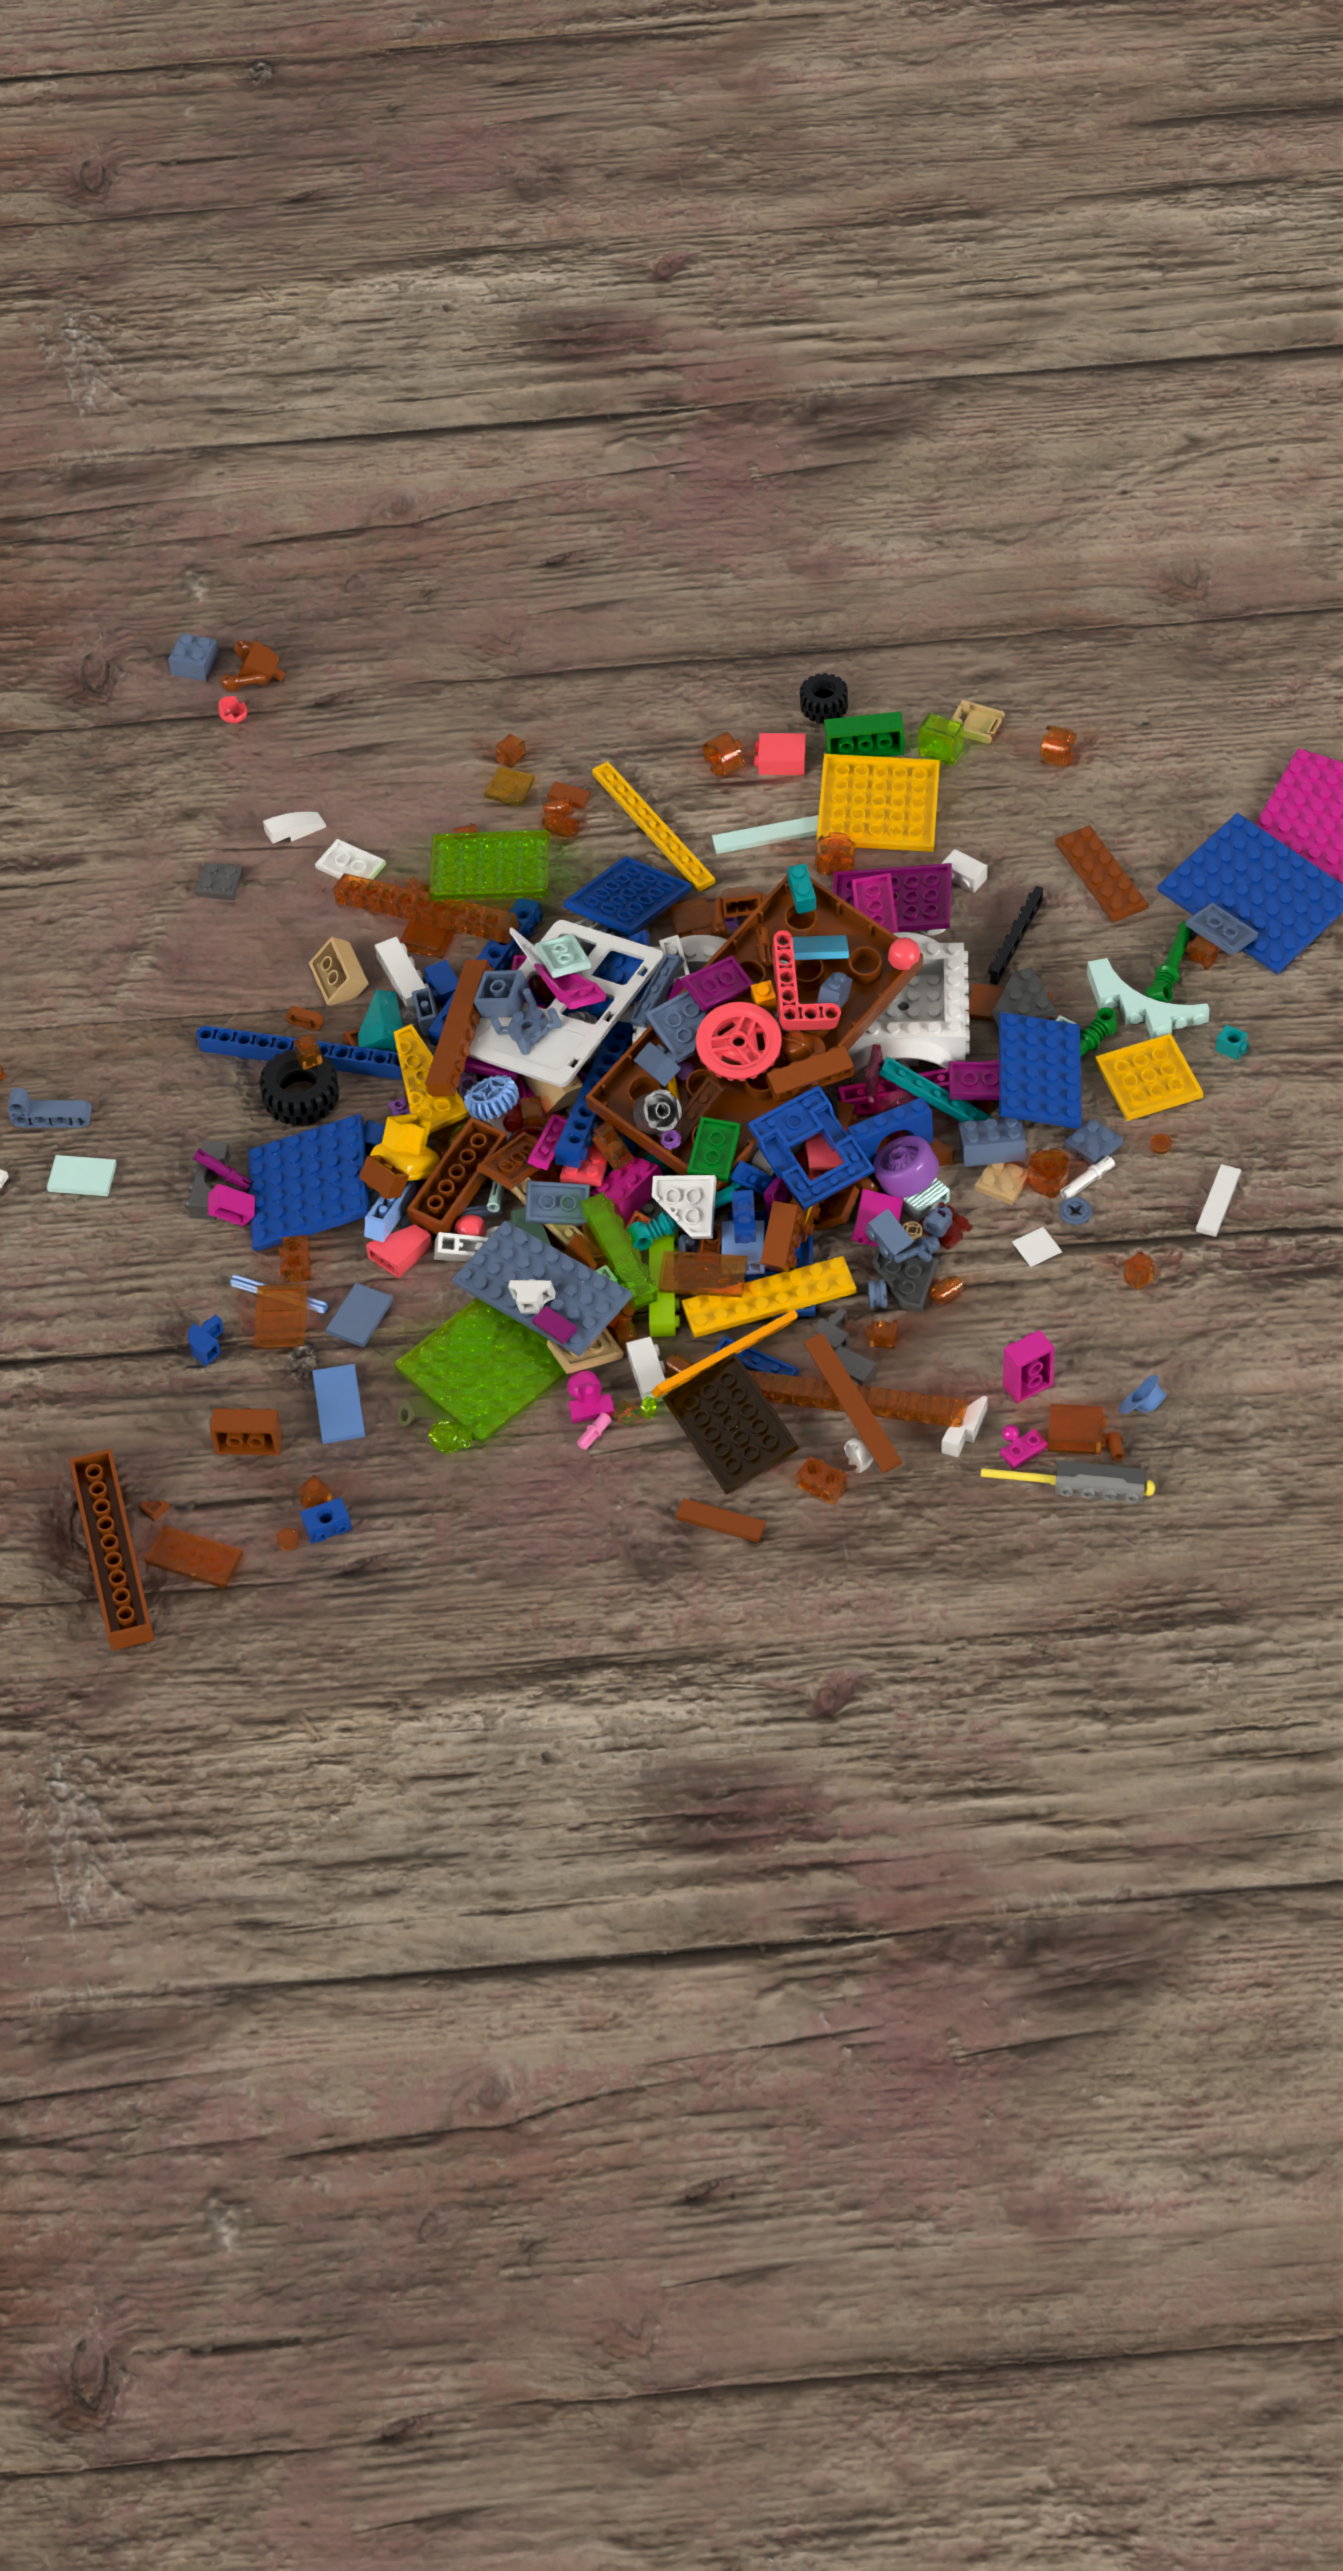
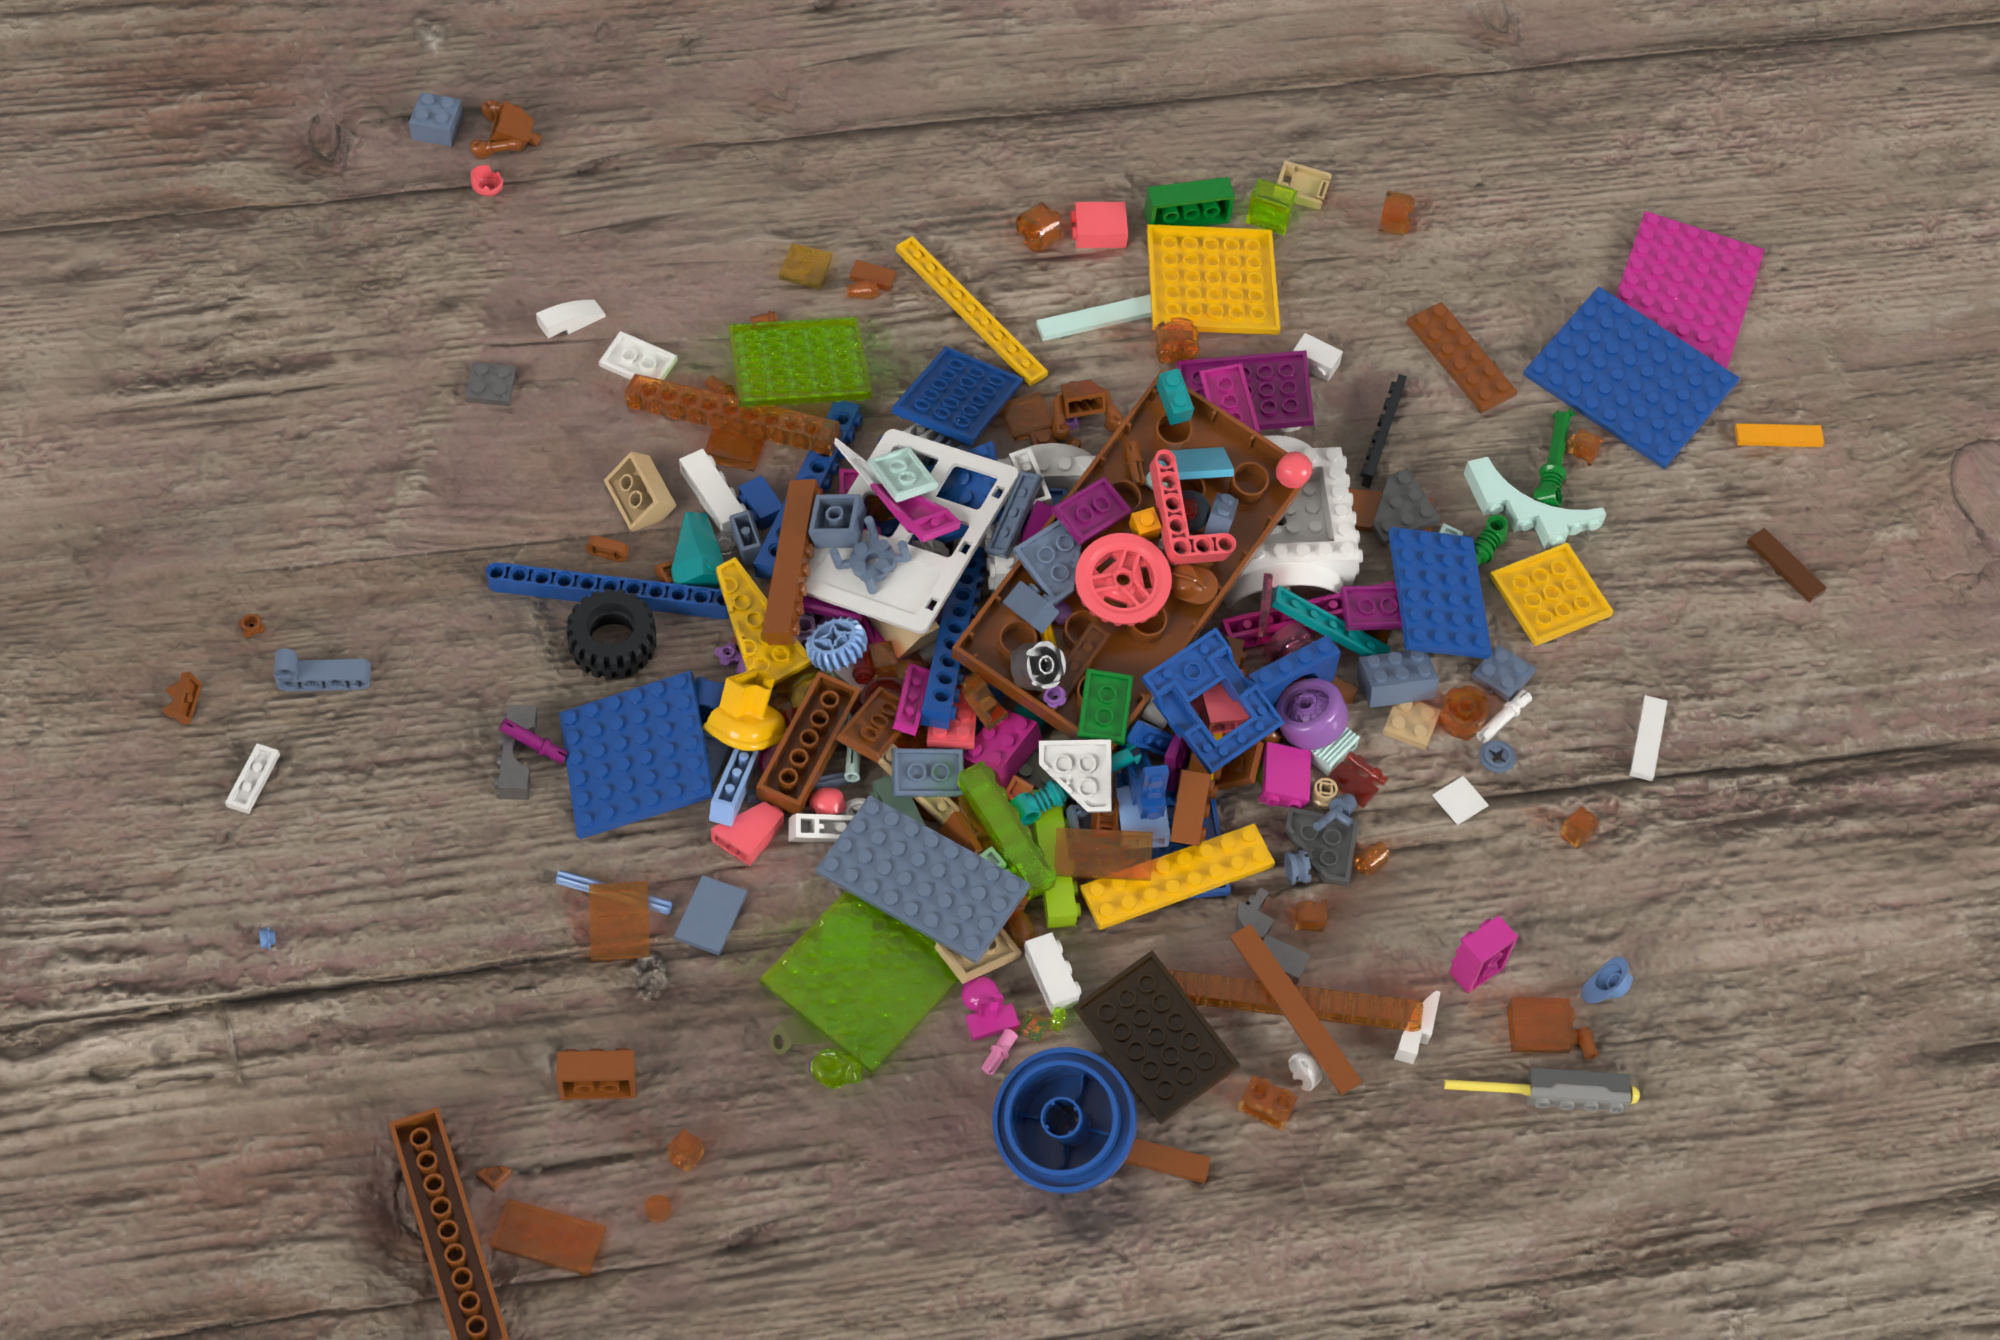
camera: 15 degrees left, 5 degrees up
(81, 1175) = (366, 750): light aqua tile -> none
(203, 1341) = (530, 957): blue brick -> none
(231, 1205) = (548, 785): dark pink piece -> none
(295, 1259) = (632, 847): clear orange brick -> none
(307, 1051) = (621, 595): clear orange brick -> none
(331, 1511) = (708, 1171): blue brick -> none
(338, 1403) = (699, 1029): medium blue tile -> none
(383, 1177) = (728, 750): dark orange brick -> none
(510, 750) = (802, 224): clear orange brick -> none
(531, 1294) = (915, 891): white brick -> none
(554, 1325) = (946, 928): magenta tile -> none
(560, 825) = (868, 311): clear orange dish -> none
(634, 1476) = (1046, 1097): none -> blue piece
(675, 1364) = (1088, 967): clear orange brick -> none
(737, 1347) = (1138, 952): light orange tile -> none
(759, 1361) = (1170, 953): blue tile -> none
(807, 985) = (1196, 509): none -> black wheel
(809, 1073) = (1205, 614): dark orange brick -> none
(823, 697) = (1140, 172): black tyre -> none
(888, 1235) = (1304, 798): sand blue brick -> none
(938, 1221) = (1353, 776): sand blue rock -> none
(1022, 1447) = (1484, 1049): dark pink plate -> none
(1160, 1144) = (1575, 672): clear orange tile -> none
(1221, 929) = (1604, 420): sand blue tile -> none
(1232, 1042) = (1634, 551): teal brick -> none

